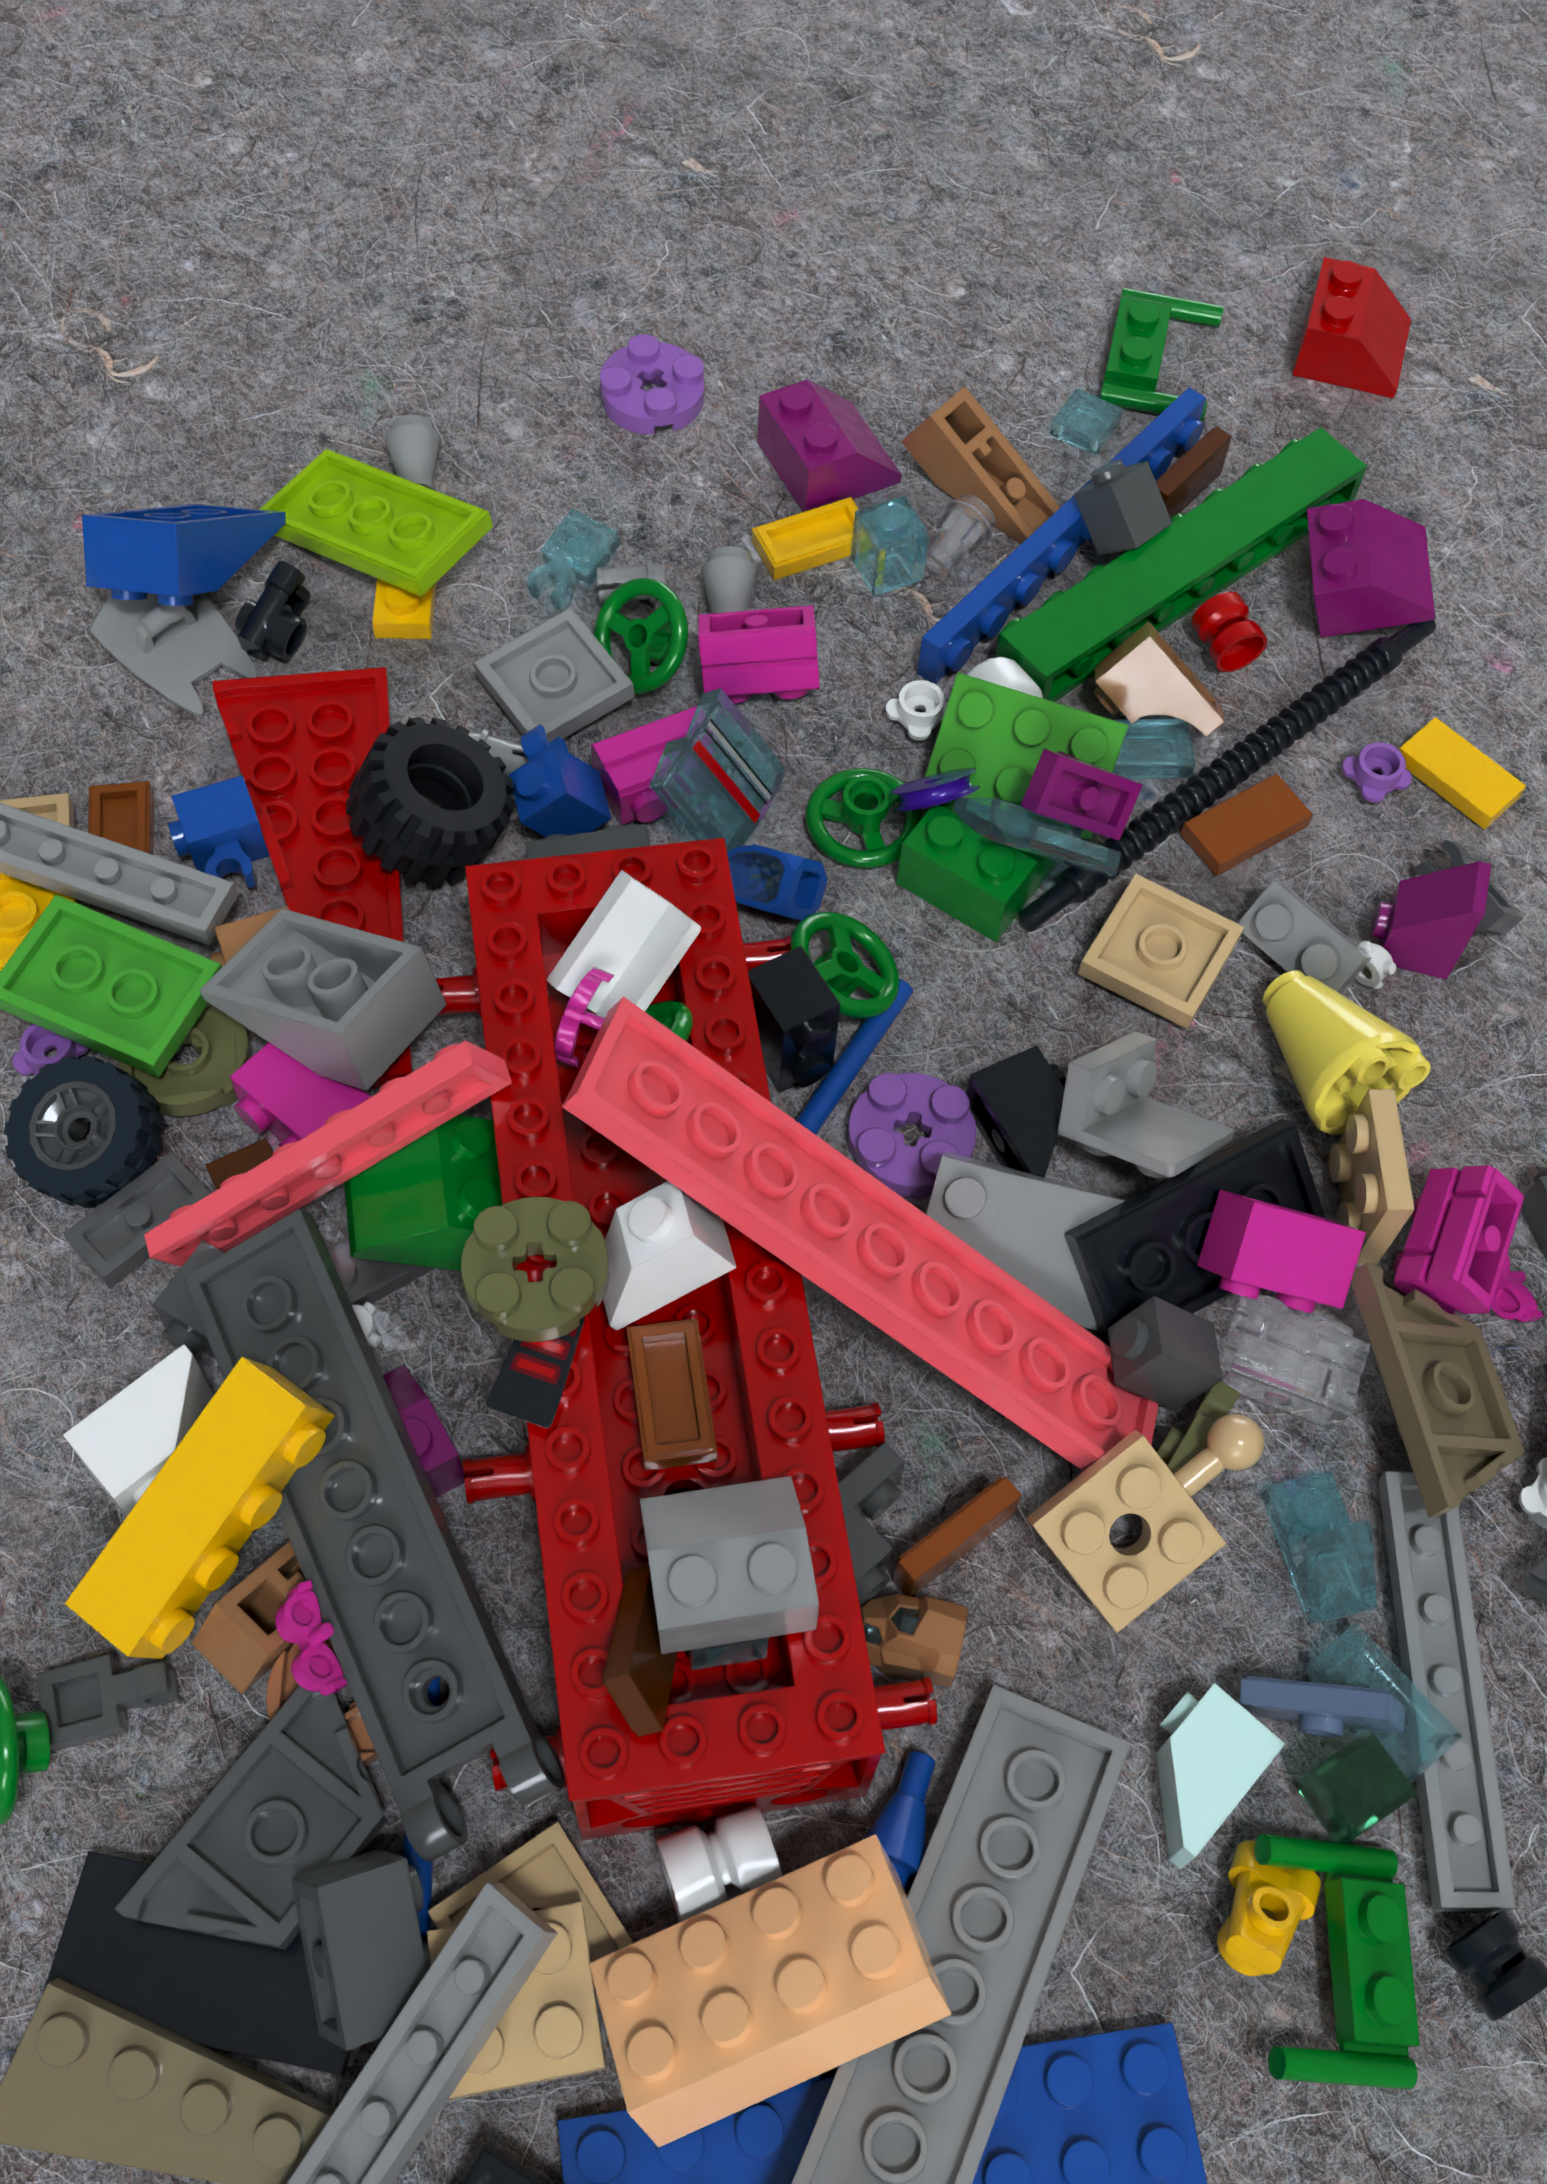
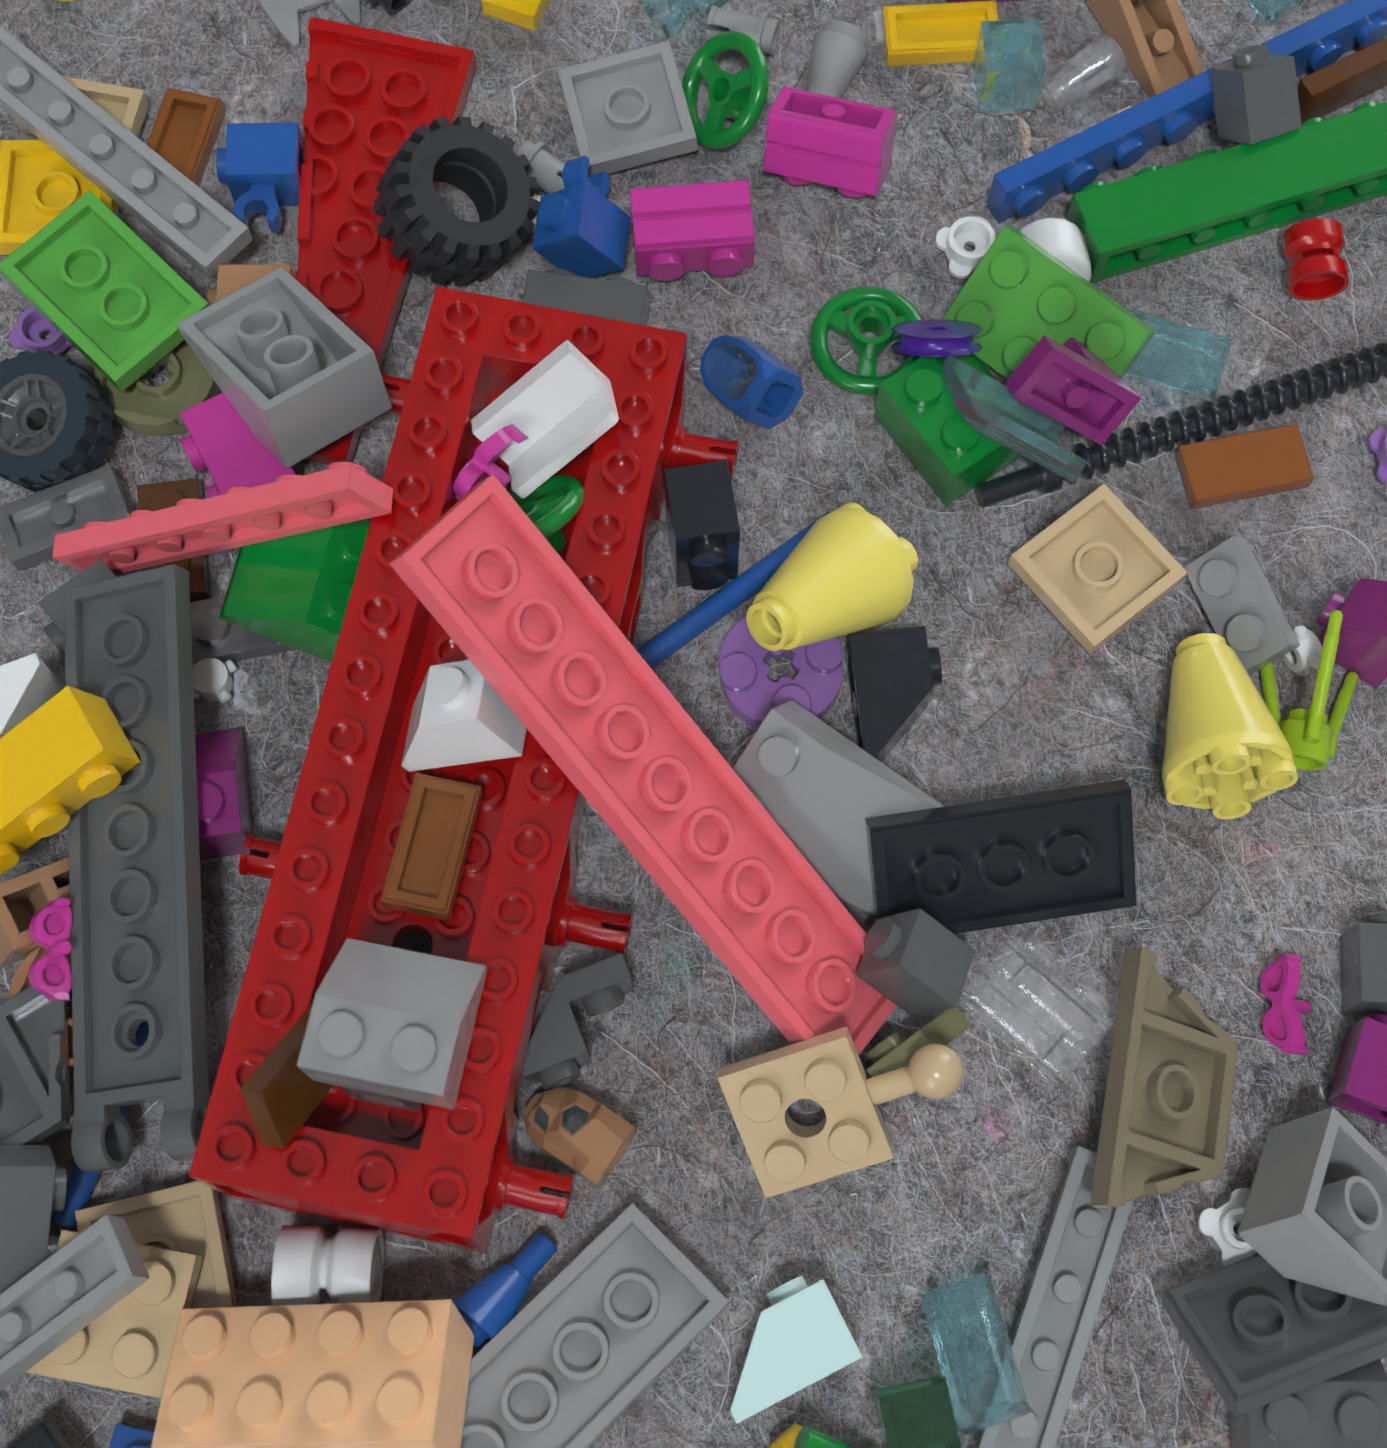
camera: 25 degrees right, 10 degrees up
(528, 1228) = (358, 727): olive plate -> none
(534, 1378) = (313, 780): black sticker -> none
(718, 774) = (735, 259): clear light blue slope -> none
(844, 968) = (776, 489): green piece -> none
(942, 1027) = (835, 583): none -> light yellow cone
(956, 1536) = (656, 1059): dark orange tile -> none
(1111, 1115) = (975, 723): light grey bracket -> none
(1151, 679) = (1211, 290): arch -> none
(1280, 1251) = (1067, 905): dark pink brick -> none
(1321, 1548) = (991, 1191): clear light blue slope -> none
(1322, 1707) = (912, 1339): sand blue plate -> none
(1373, 1174) = (1195, 846): tan plate -> none
(1419, 1019) = (1307, 730): none -> lime plant
(1459, 1238) = (1252, 953): dark pink brick -> none

